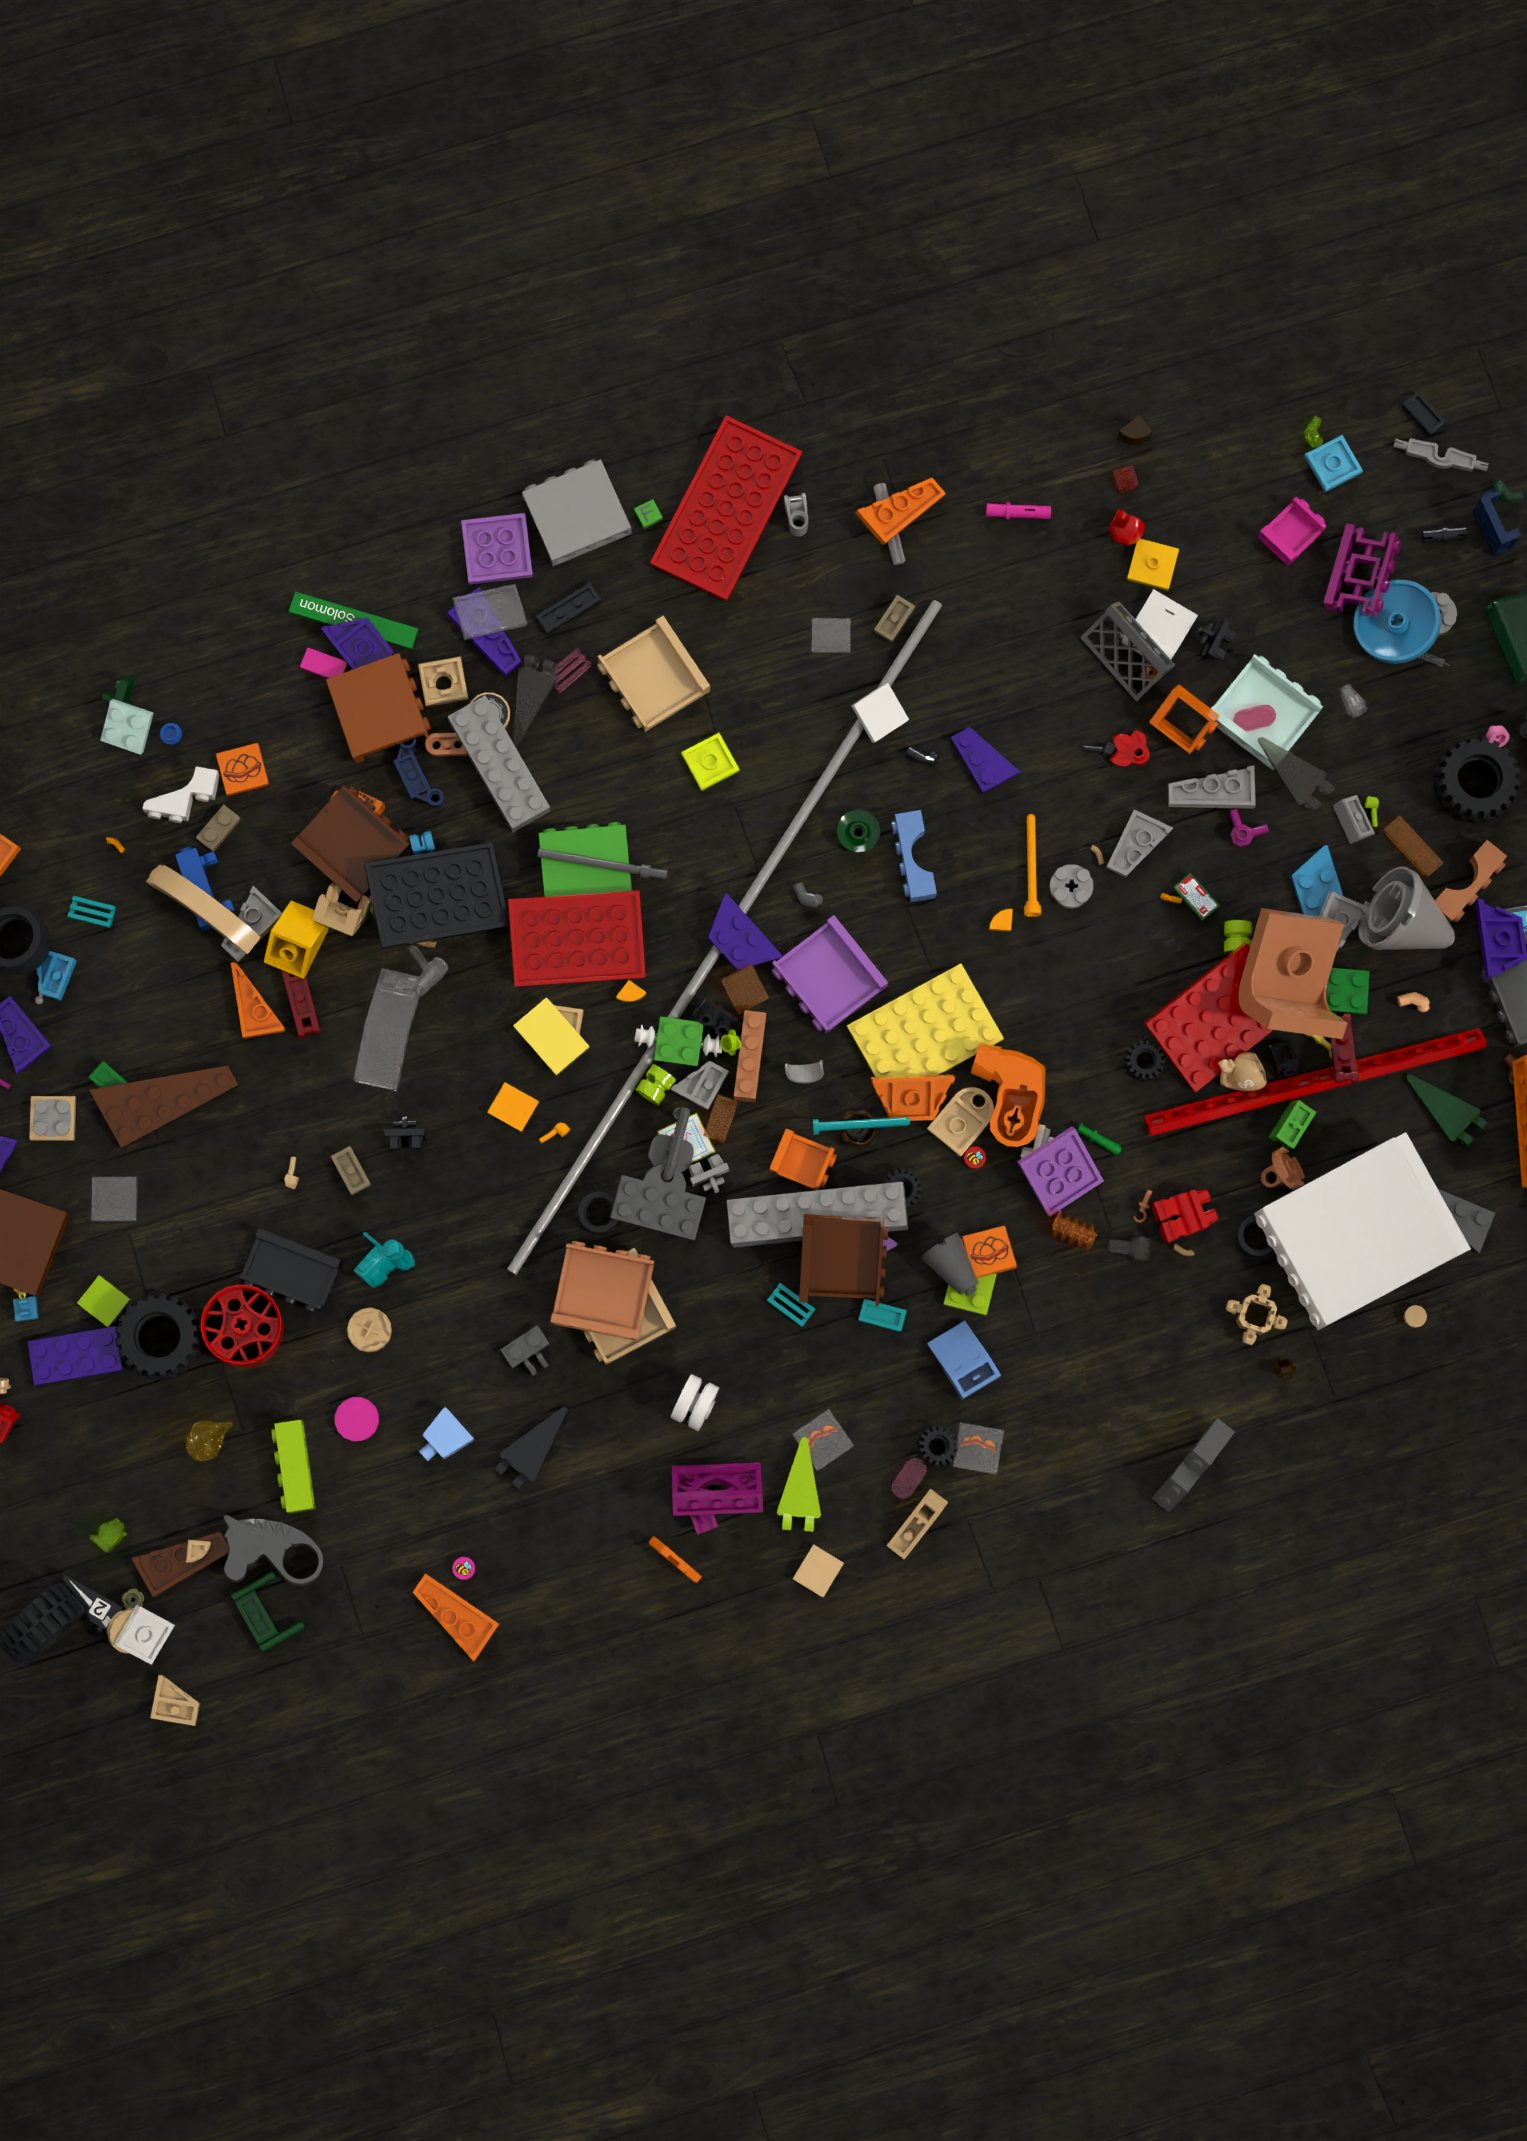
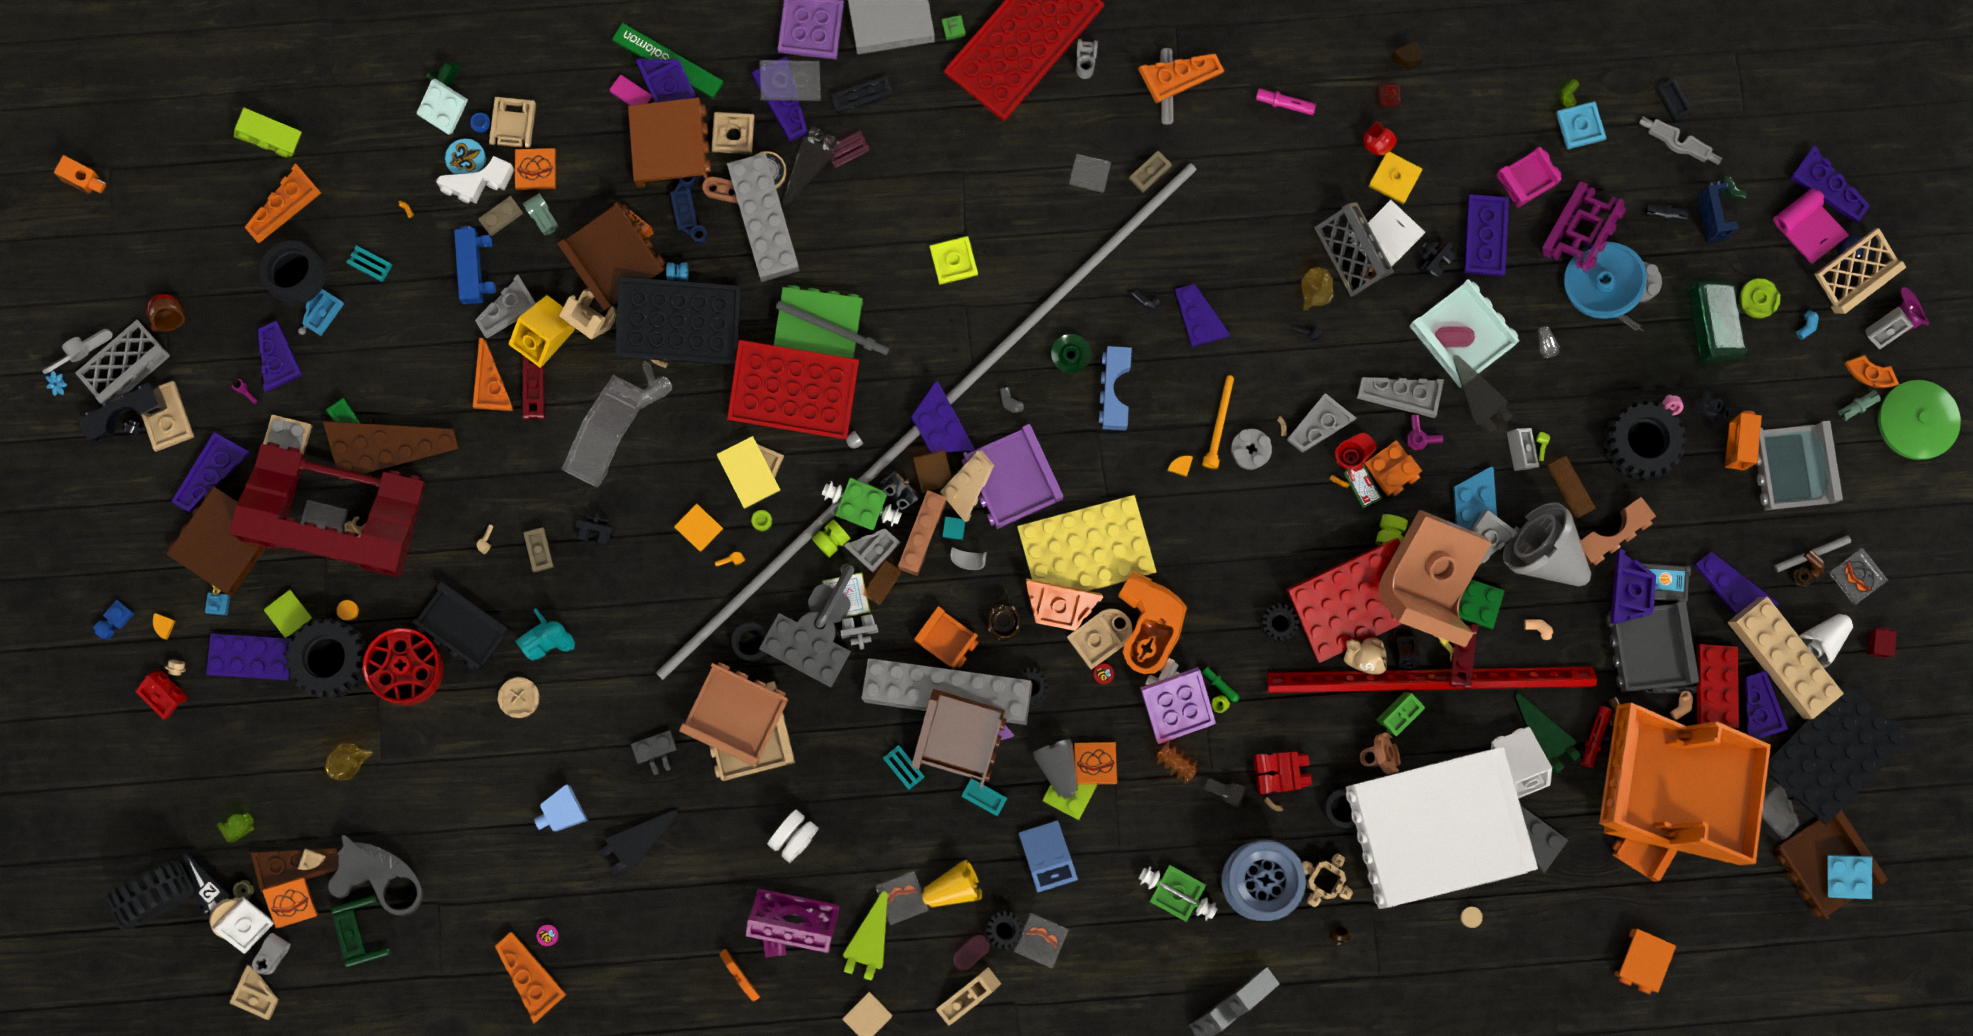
camera: 15 degrees right, 0 degrees up
(56, 1185) = (267, 499): none -> dark red brick
(149, 1196) = (352, 527): none -> tan plate
(164, 775) = (465, 157): none -> tile
(165, 1282) = (347, 610): none -> light orange tile
(181, 1653) = (272, 952): none -> light grey piece
(186, 1599) = (290, 902): none -> orange tile
(204, 907) = (467, 283): tan arch -> none
(205, 730) = (512, 127): none -> tan container
(257, 812) = (539, 211): none -> sand green piece
(294, 1466) = (418, 805): lime brick -> none
(356, 1419) = (486, 775): dark pink tile -> none
(577, 1083) = (761, 520): none -> lime tile
(630, 993) = (830, 450): light orange tile -> none
(653, 675) = (922, 171): tan panel -> none
(653, 976) = (853, 440): none -> light grey hinge
(730, 1042) = (907, 516): lime plate -> none
(781, 1043) = (953, 528): none -> teal tile
(784, 994) = (966, 485): none -> tan wing
(857, 1124) = (1005, 618): teal bar -> none
(873, 1415) = (953, 887): none -> yellow cone
(880, 712) = (1116, 252): white tile -> none
(1099, 700) = (1317, 287): none -> clear yellow hair
(1100, 1163) = (1215, 703): none -> lime hinge
(1107, 1365) = (1177, 893): none -> bright green plate
(1127, 747) = (1333, 336): red plate -> none
(1144, 1205) = (1247, 755): nougat hand -> none
(1174, 733) = (1379, 335): orange window -> none
(1180, 859) = (1357, 448): none -> red cap
(1180, 1355) = (1237, 874): none -> sand blue wheel
(1223, 872) = (1393, 469): none -> orange plate
(1262, 603) = (1486, 235): none -> dark purple plate
(1433, 1142) = (1526, 761): none -> white slope
(1499, 1100) = (1596, 737): none -> red pin

